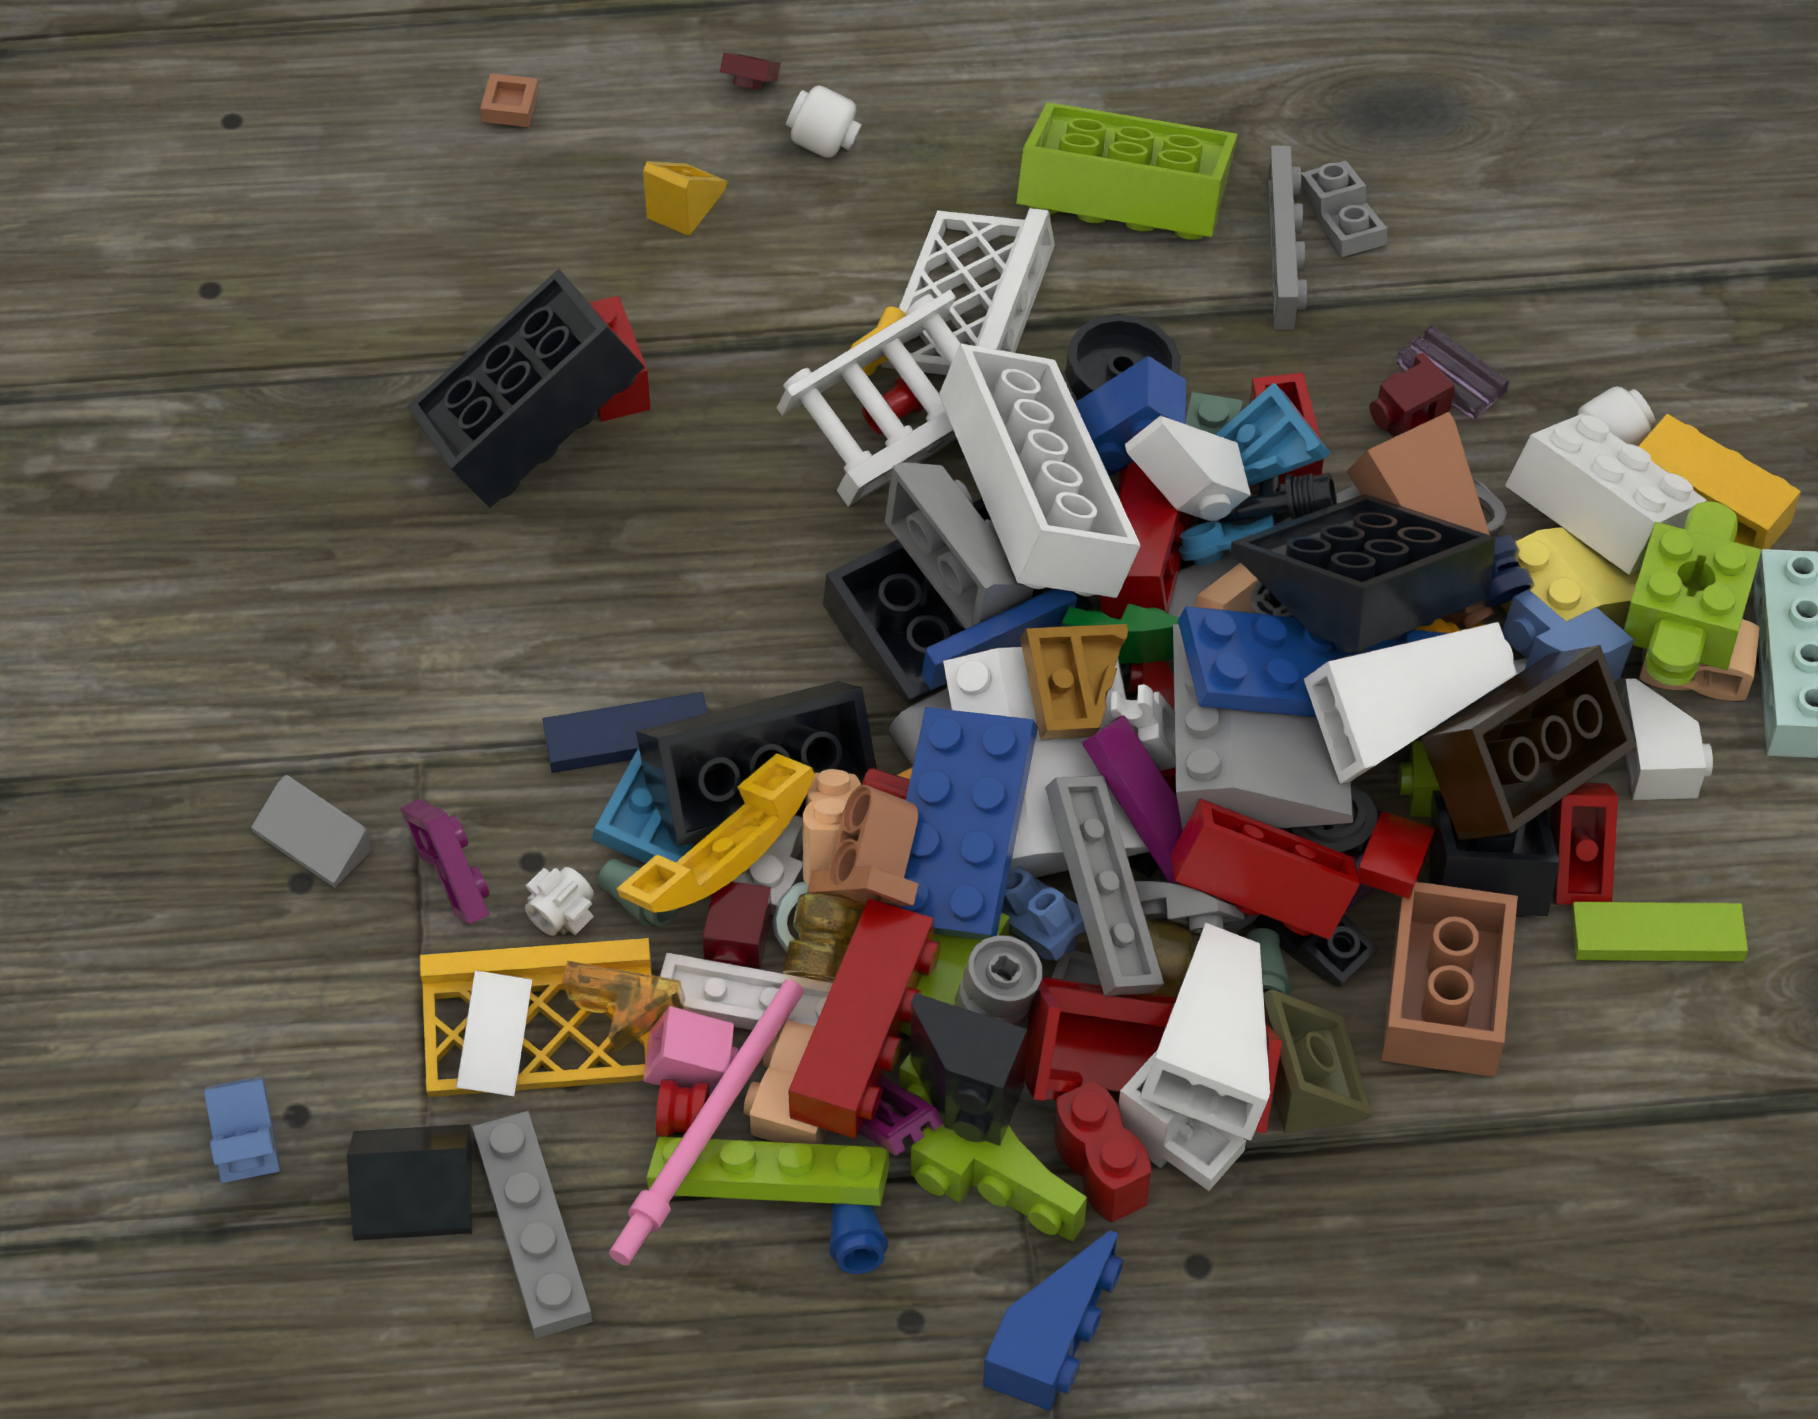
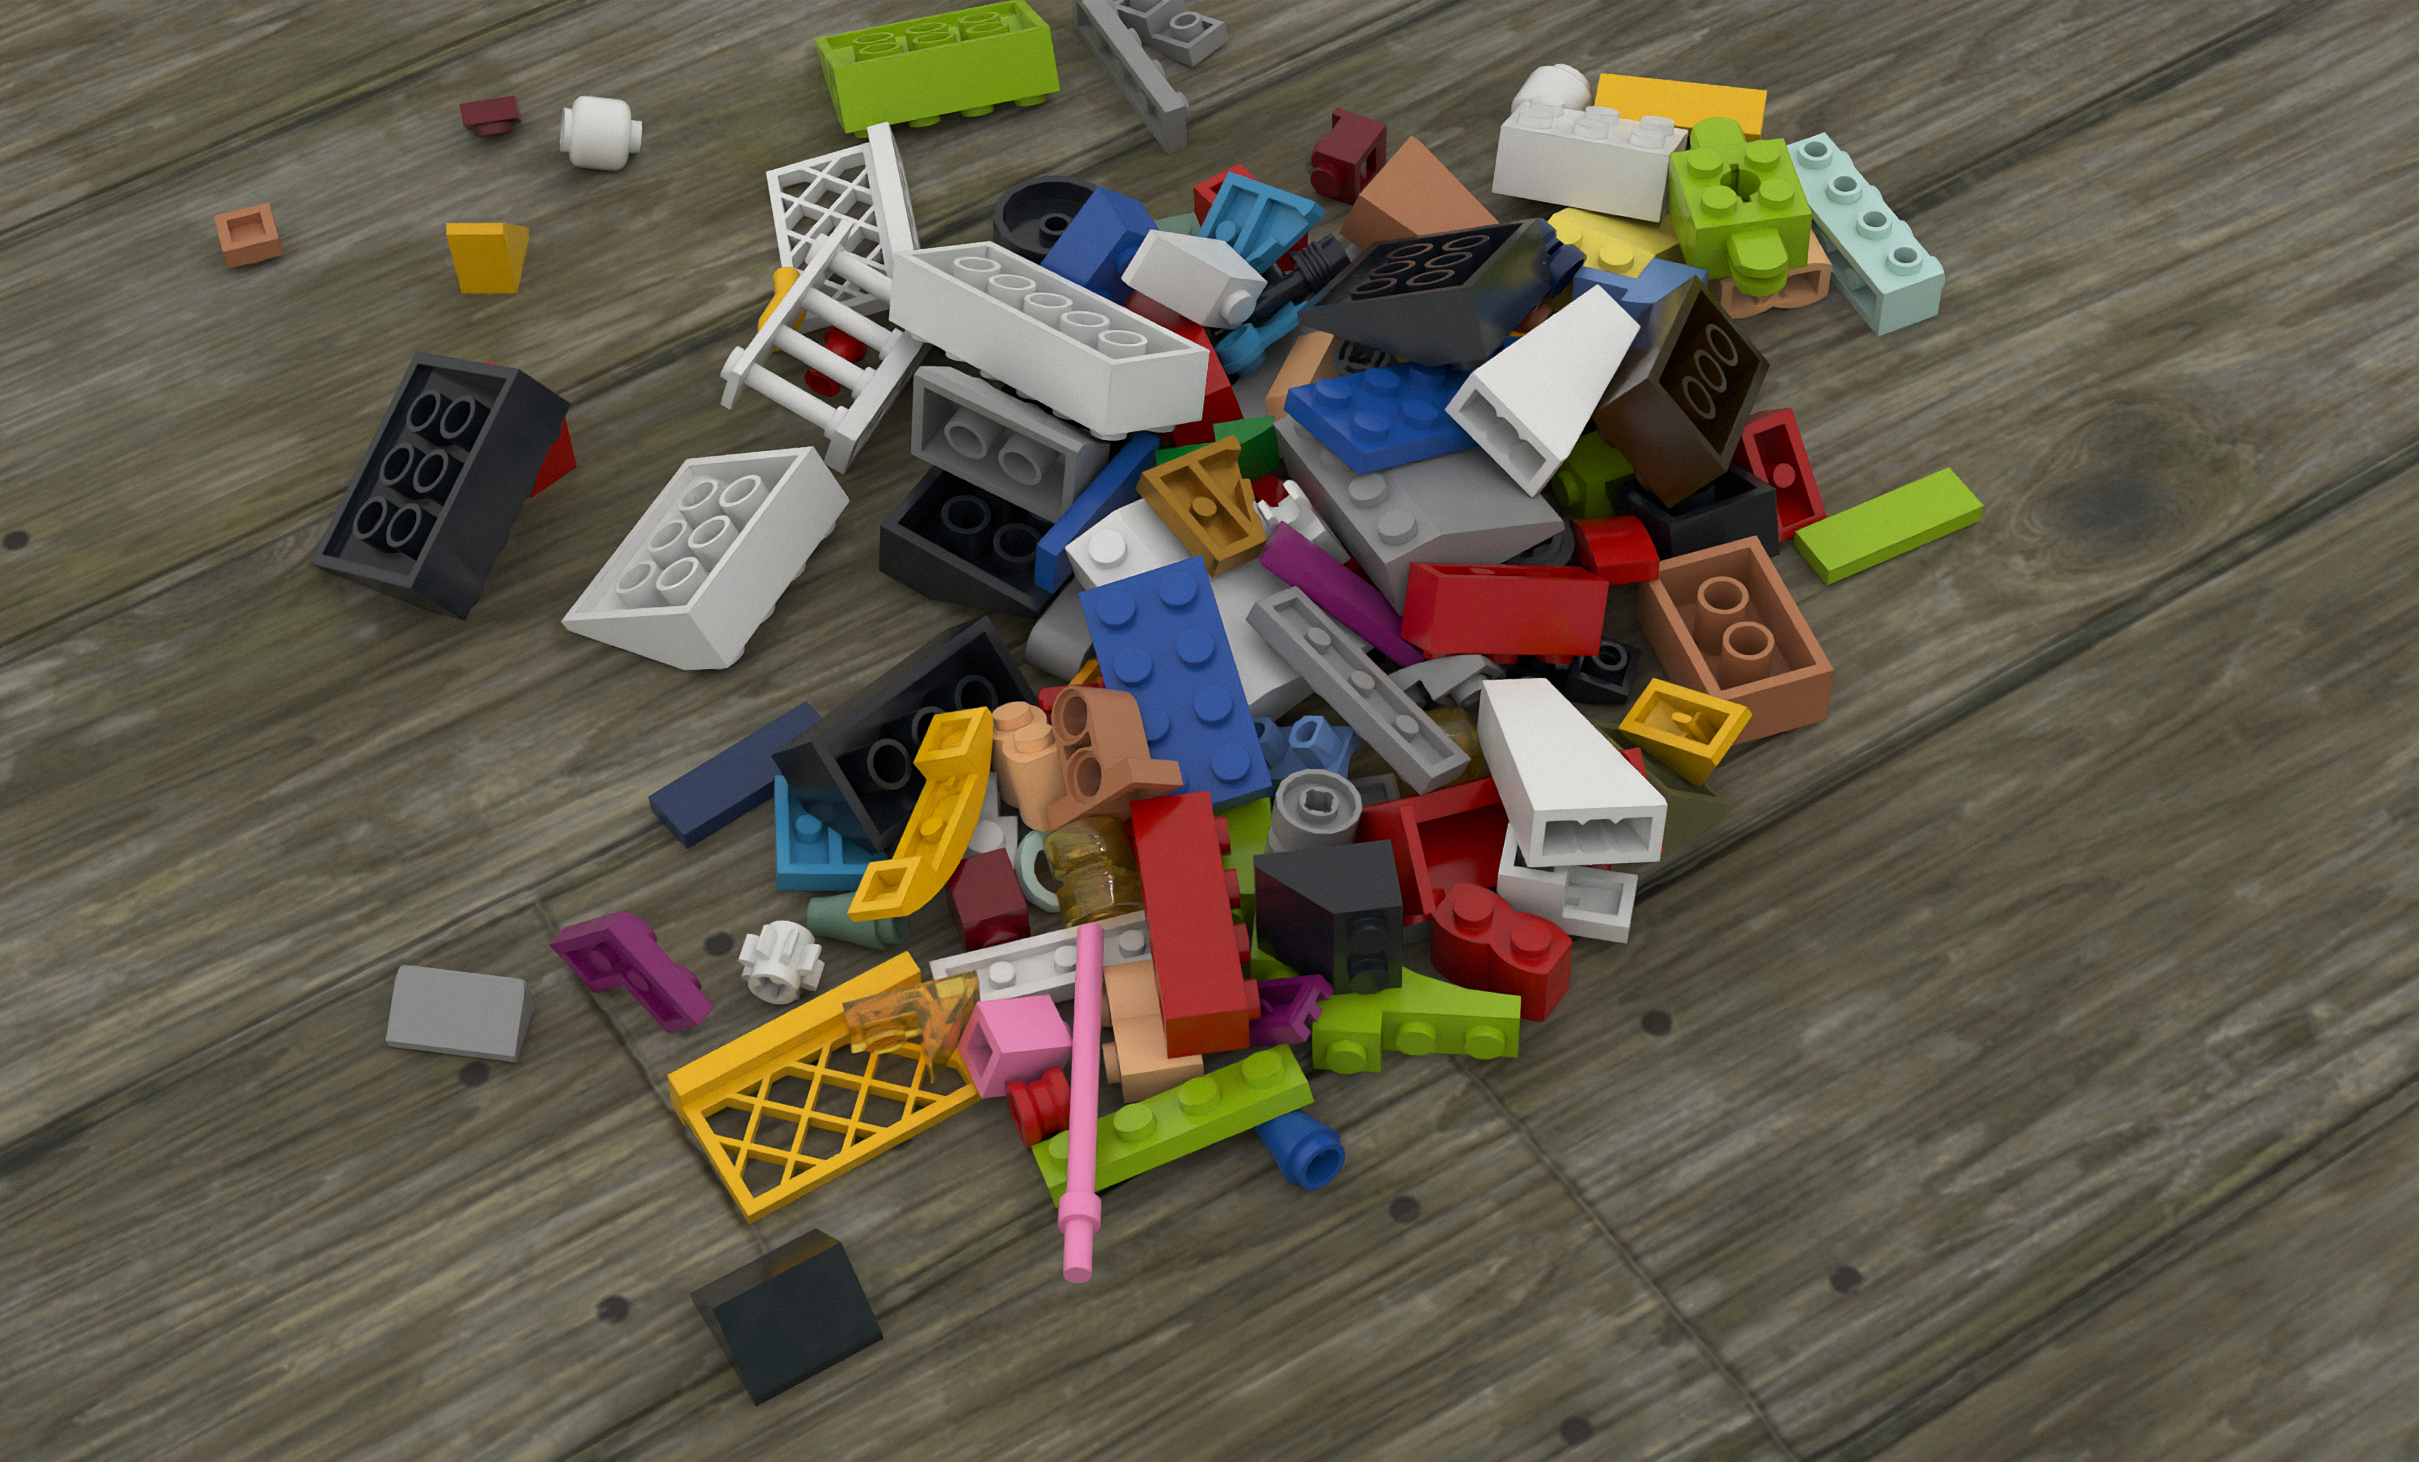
camera: 25 degrees left, 5 degrees down
(242, 1129) = (568, 1344): medium blue brick -> none
(494, 1033) = (797, 1118): white slope -> none
(532, 1225) = (948, 1298): light grey plate -> none
(700, 537) = (711, 557): none -> white slope
(1043, 1328) = (1554, 1149): blue slope -> none
(1350, 1035) = (1684, 728): none -> yellow slope
(1460, 368) = (1400, 118): clear purple tile -> none
(1669, 748) = (1803, 362): white slope -> none

